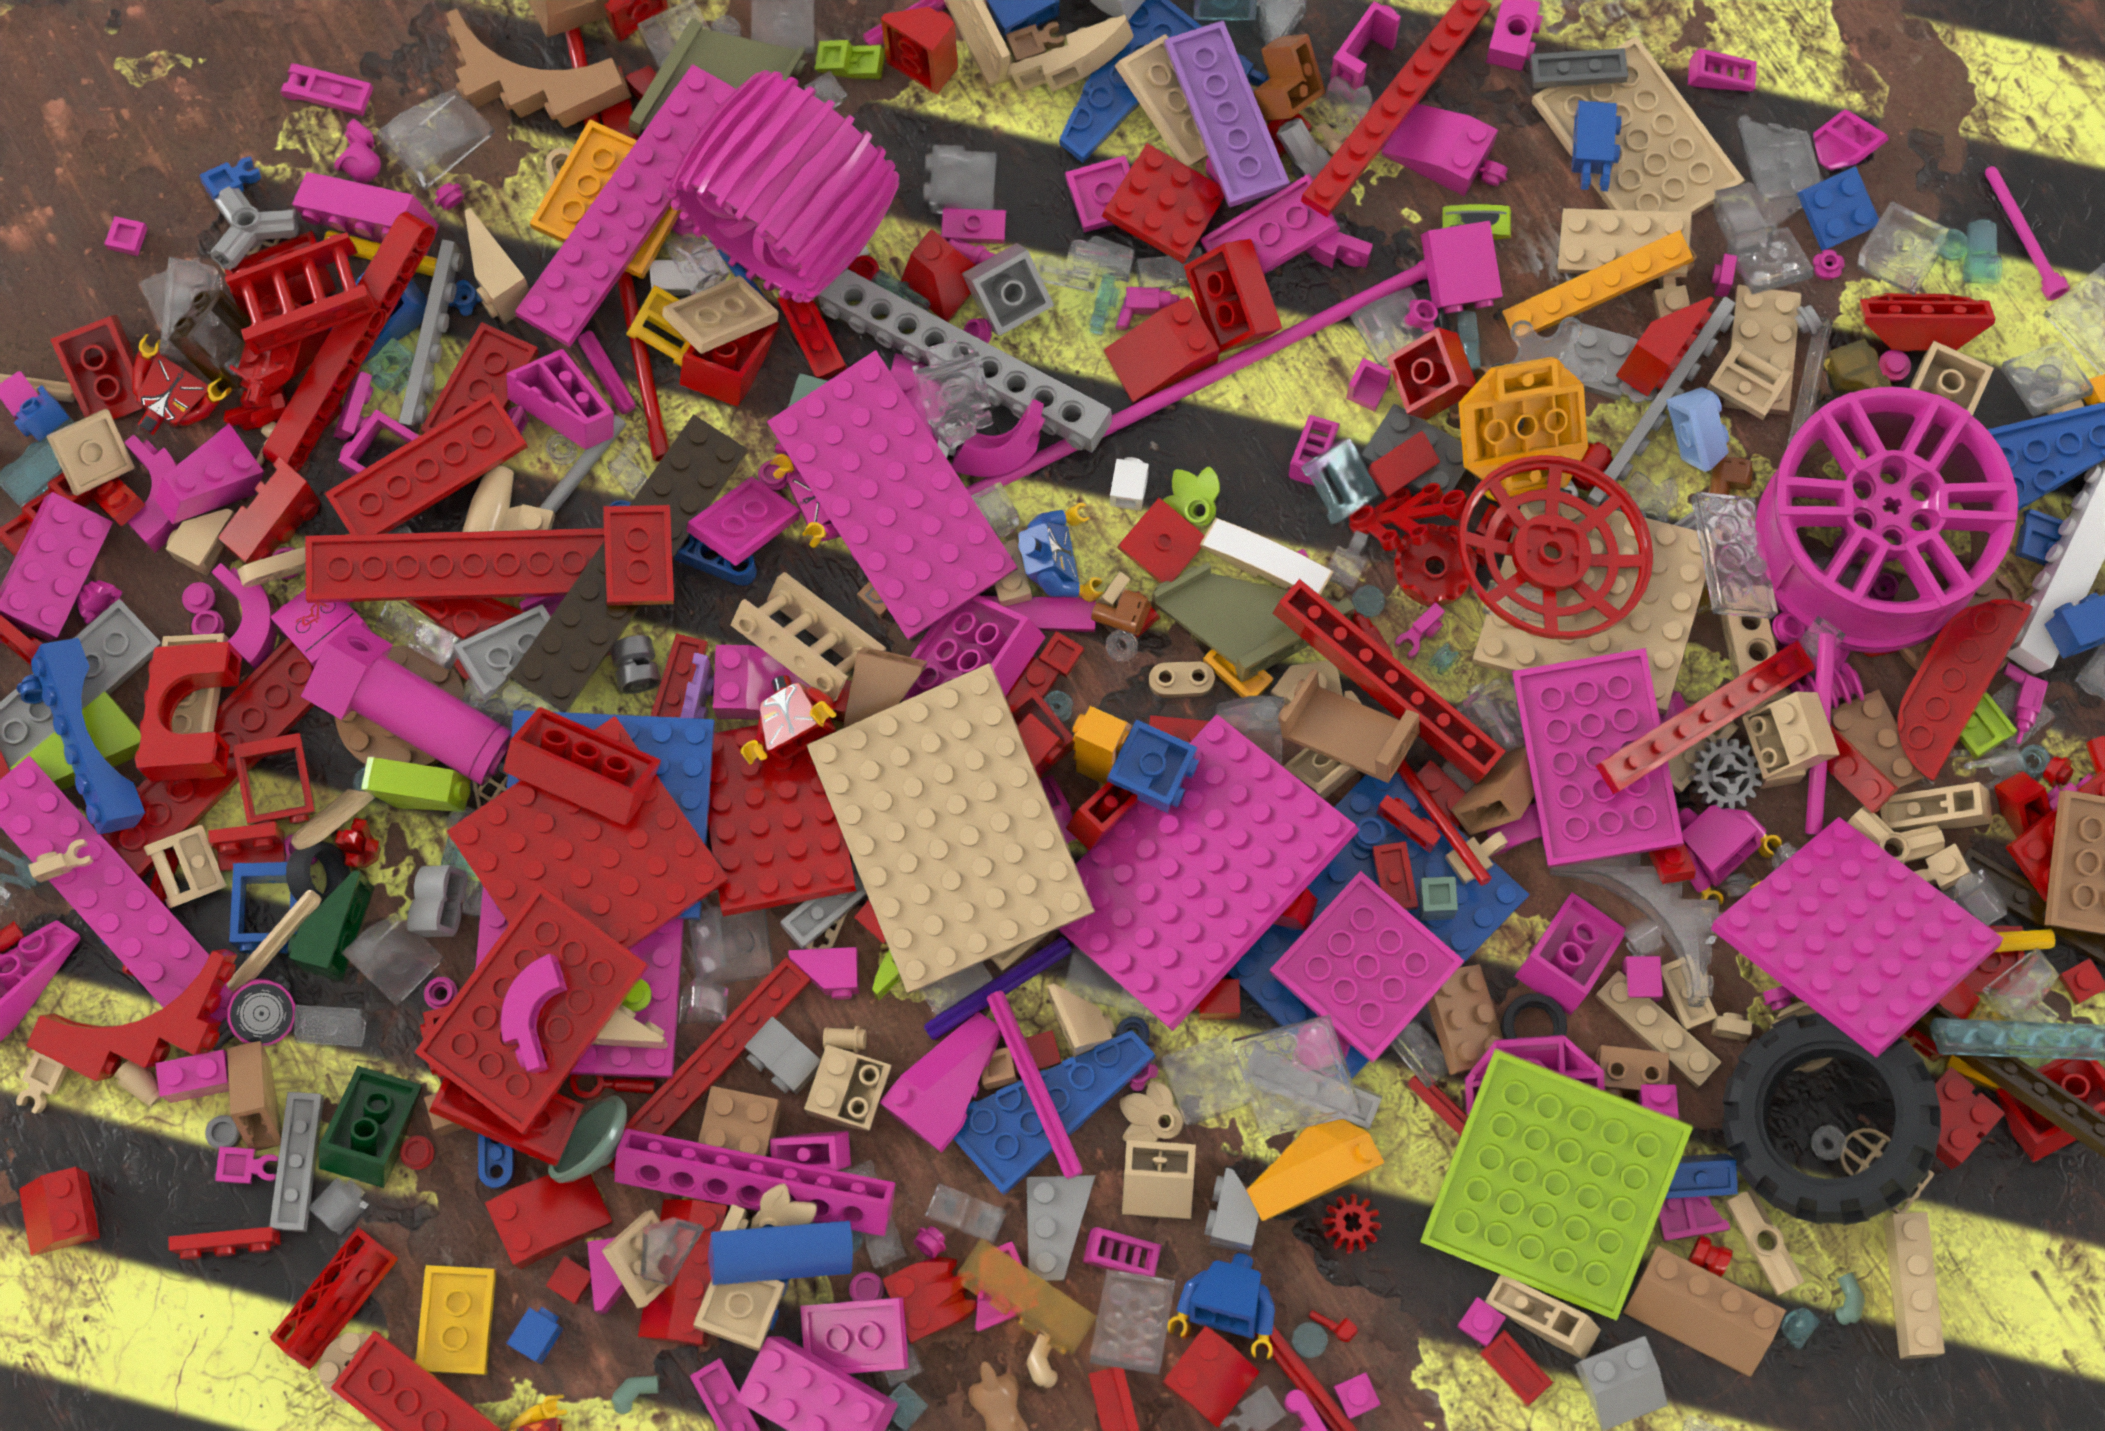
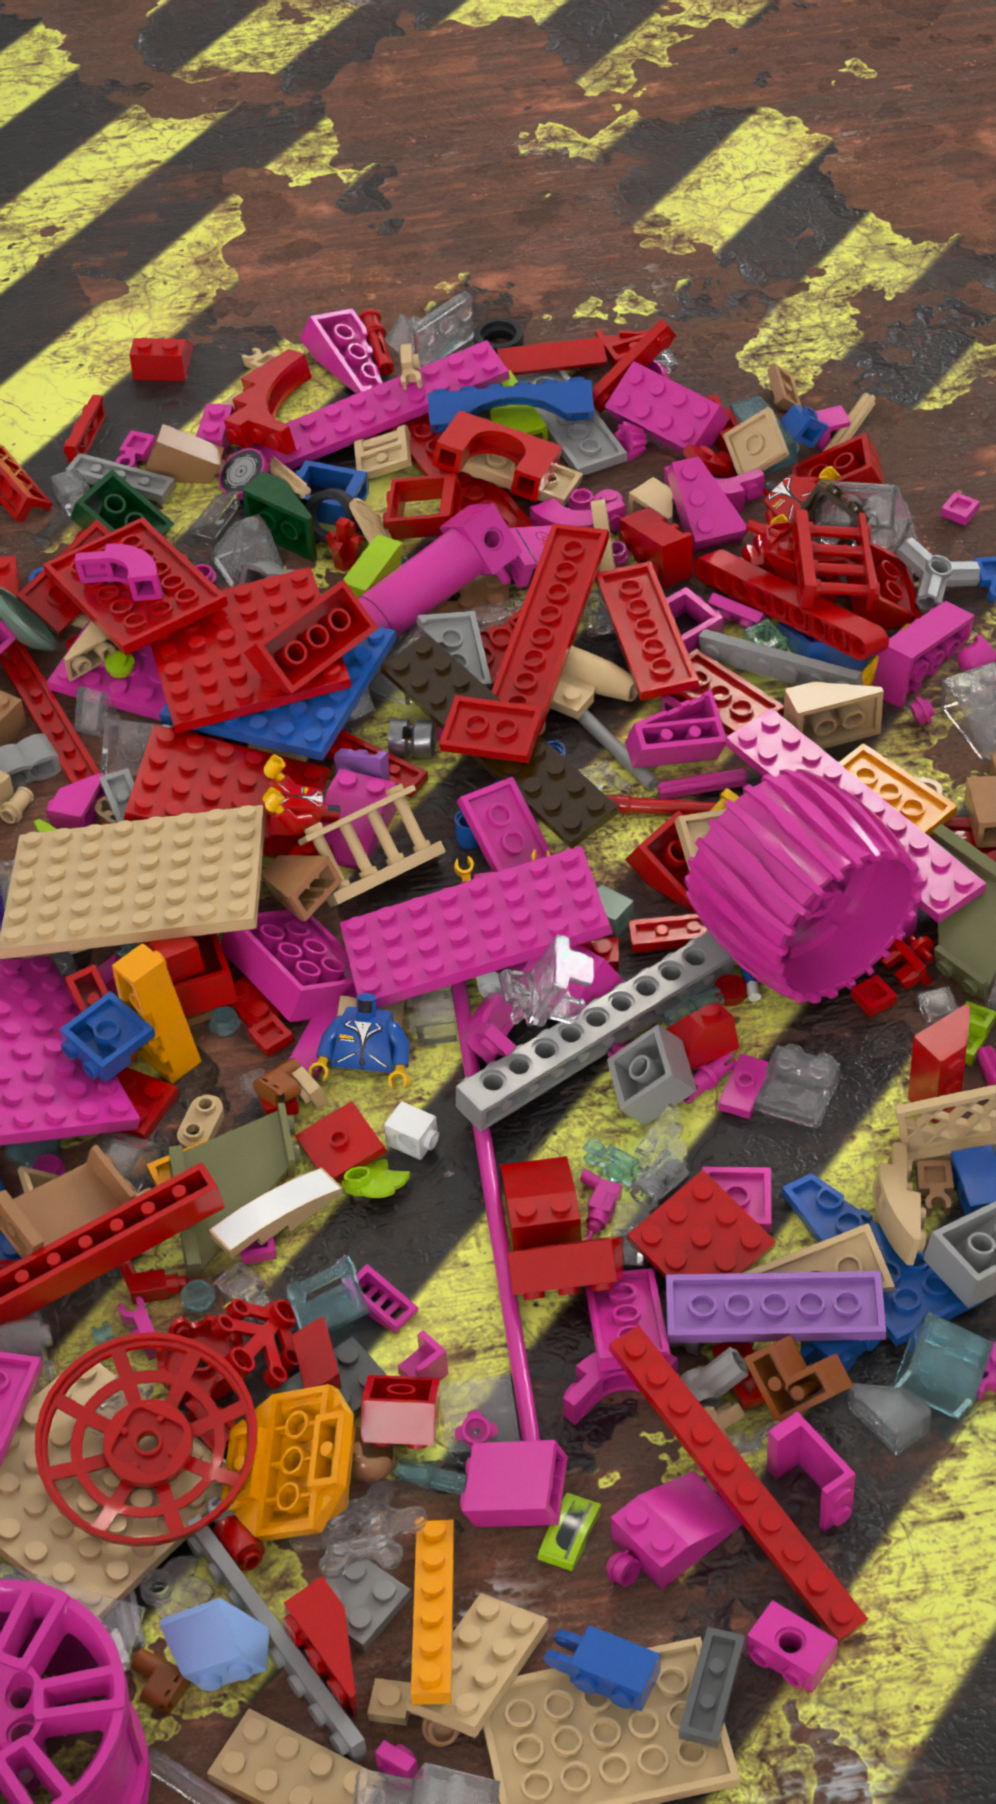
camera: 110 degrees right, 25 degrees down
(248, 844) = (381, 483): red bracket -> none
(1743, 386) = (247, 1717): tan plate -> none

